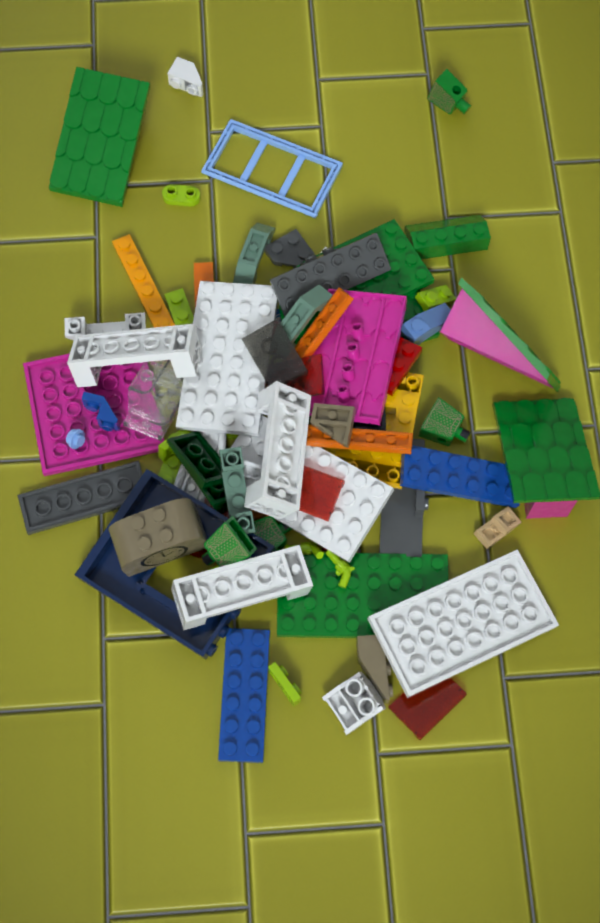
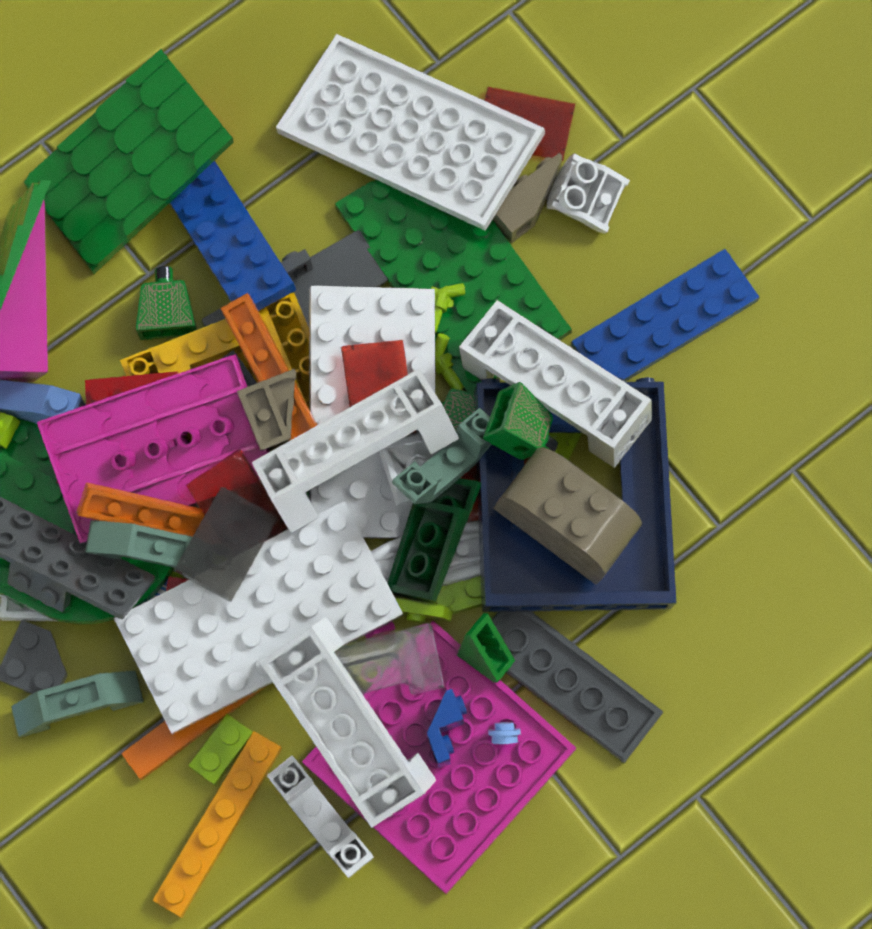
camera: 120 degrees left, 5 degrees up
(124, 459) = (486, 649): none -> green slope
(180, 195) = (39, 876): lime plate -> none
(280, 676) = (624, 269): lime plate -> none
(497, 527) = (261, 172): tan slope -> none

